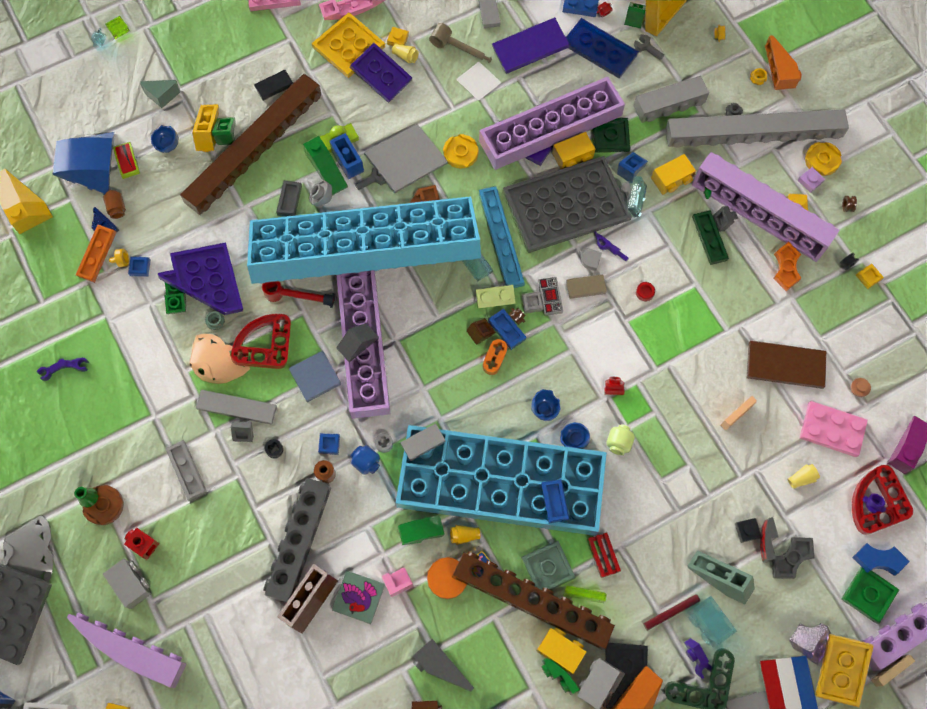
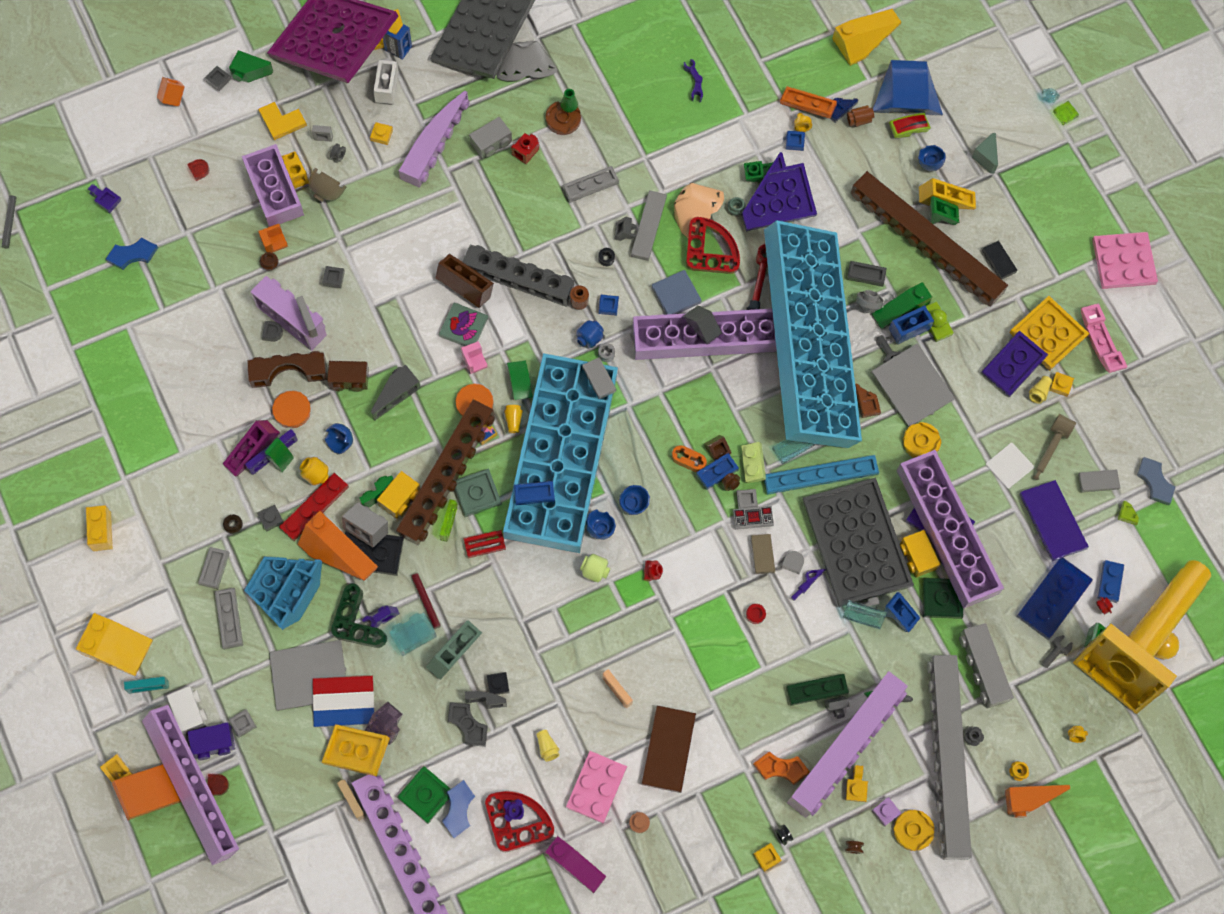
camera: 90 degrees right, 0 degrees up
(673, 174) = (891, 655): yellow brick -> none

